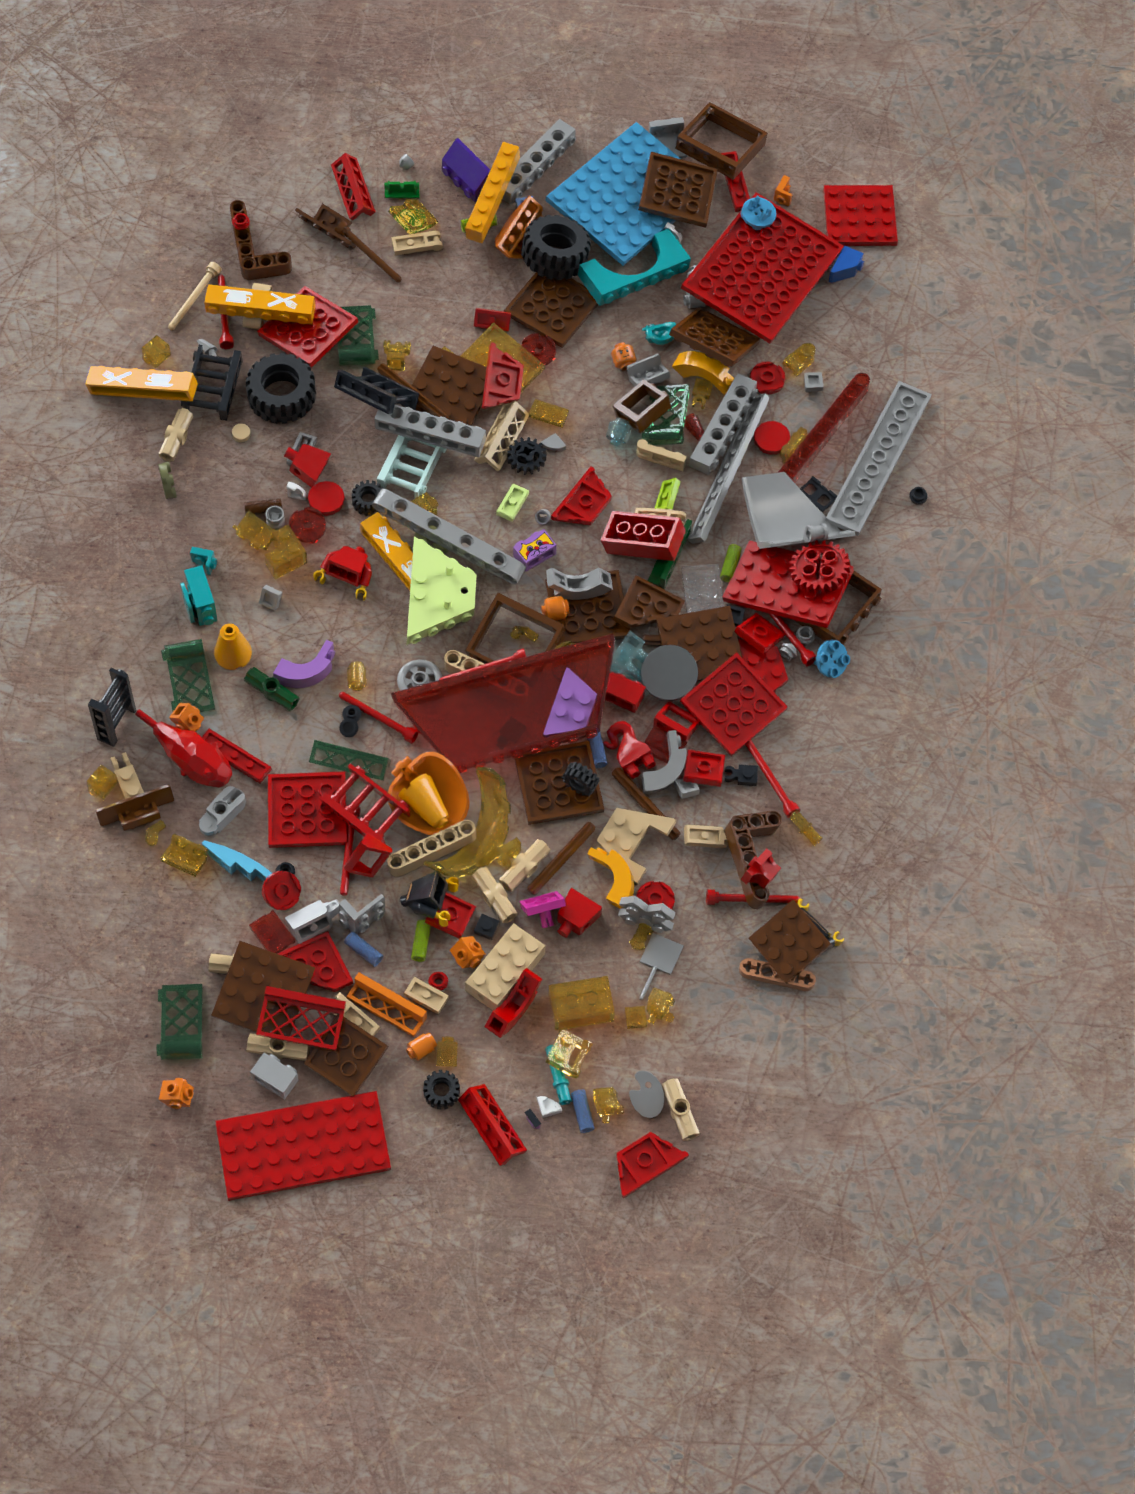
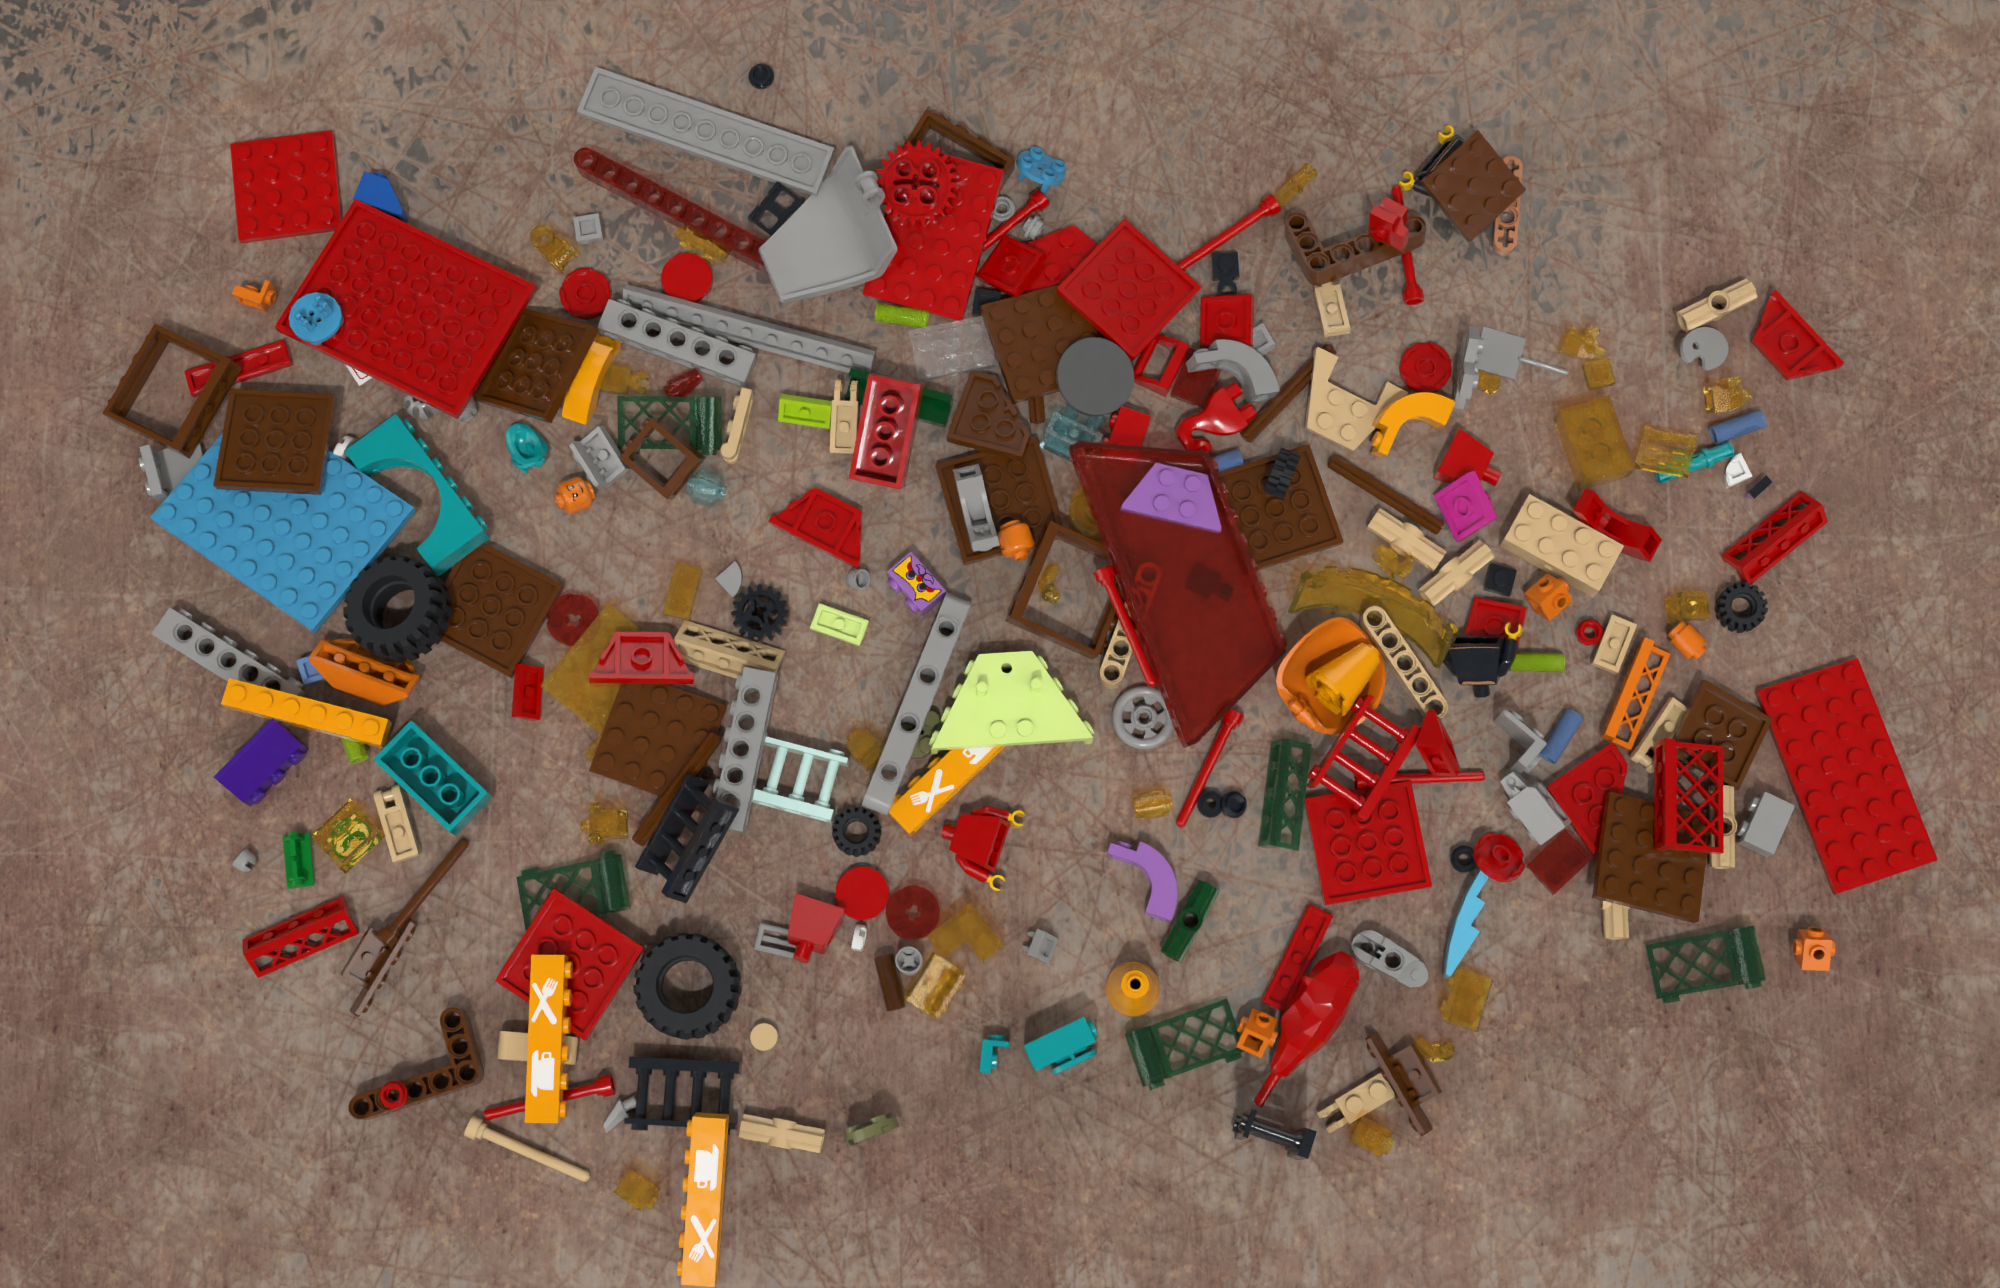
camera: 90 degrees left, 15 degrees up
(442, 261) = (433, 778): none -> teal brick

